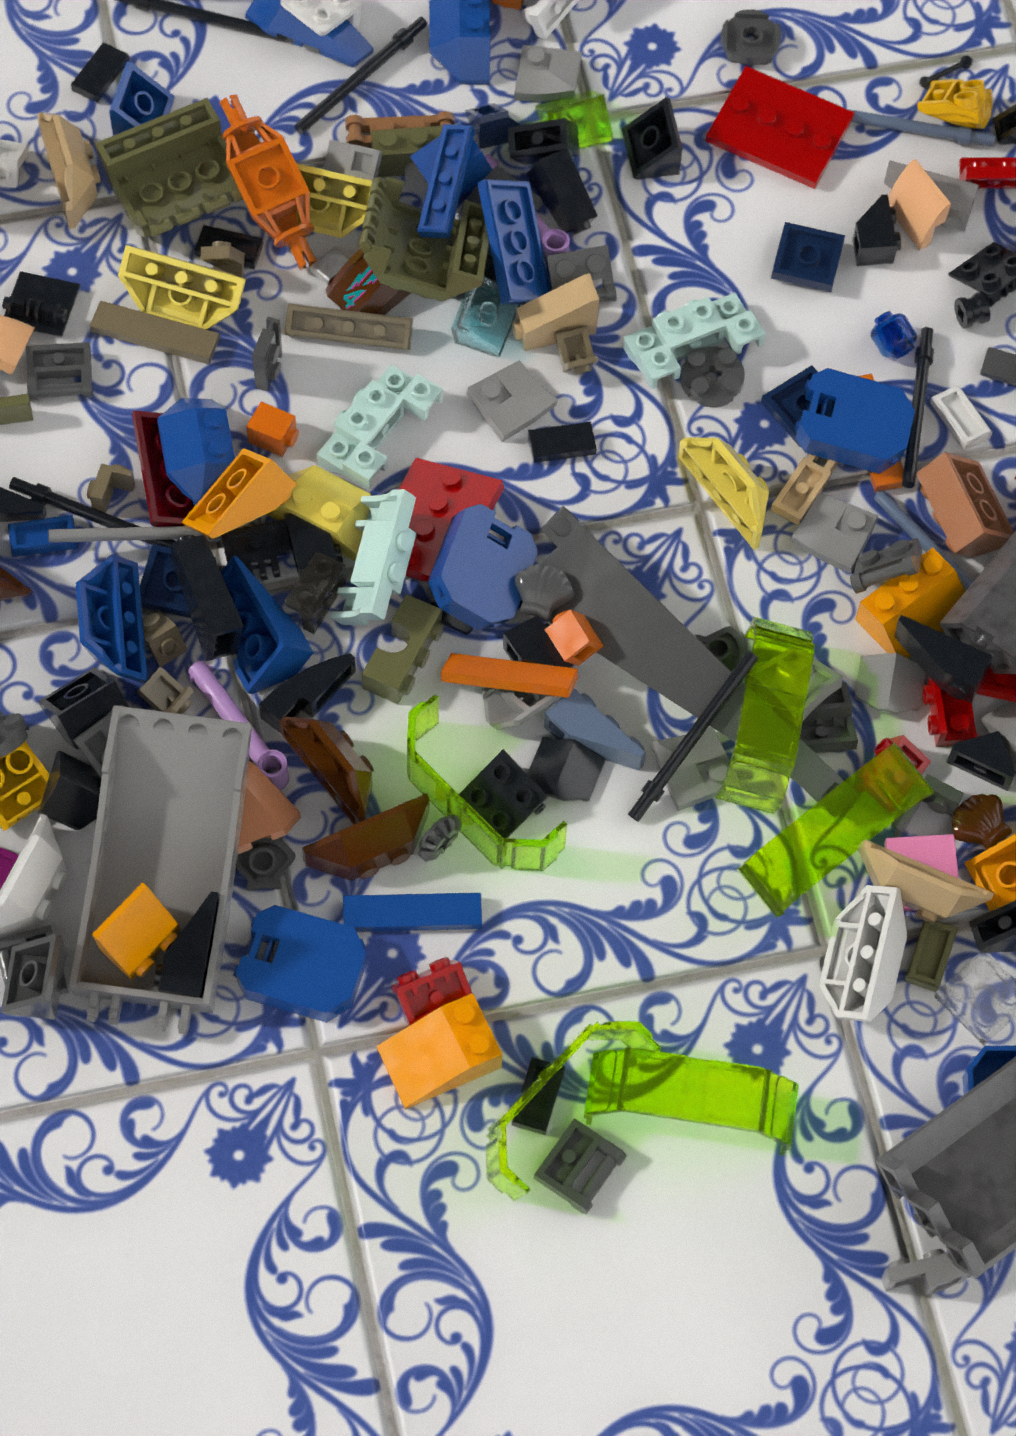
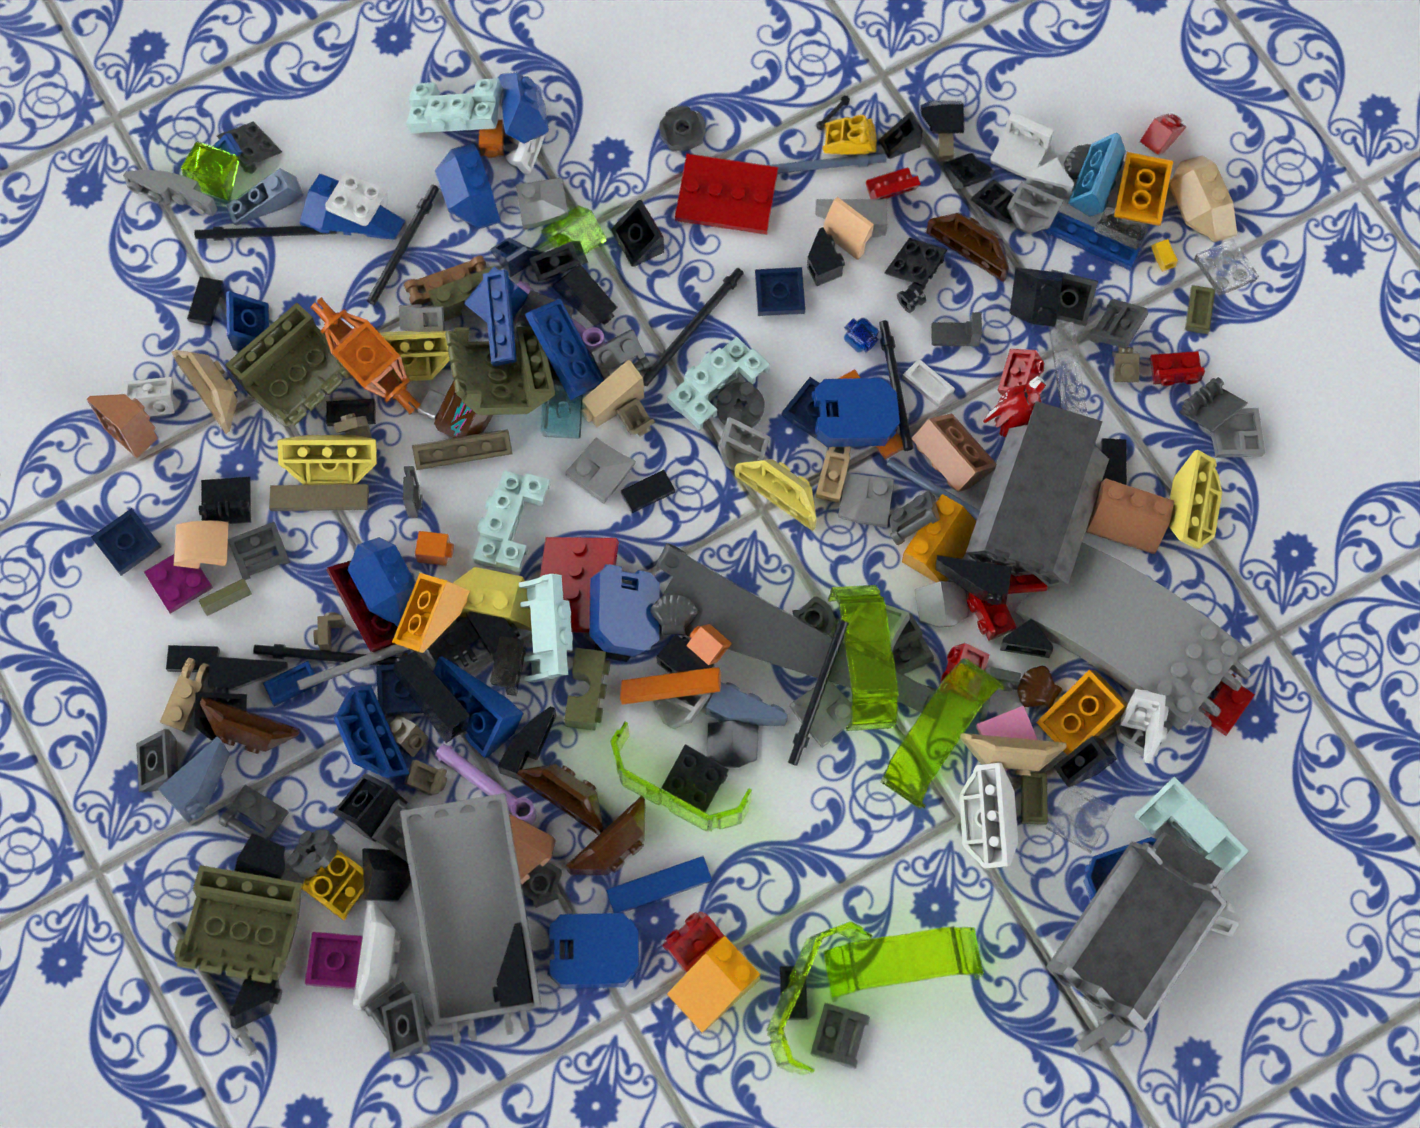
camera: 15 degrees left, 5 degrees up
(137, 933) = (472, 972): light orange slope -> none
(439, 837) = (661, 825): dark grey gear -> none
(697, 416) = (741, 444): none -> light grey slope
(747, 230) = (729, 283): none -> black bar

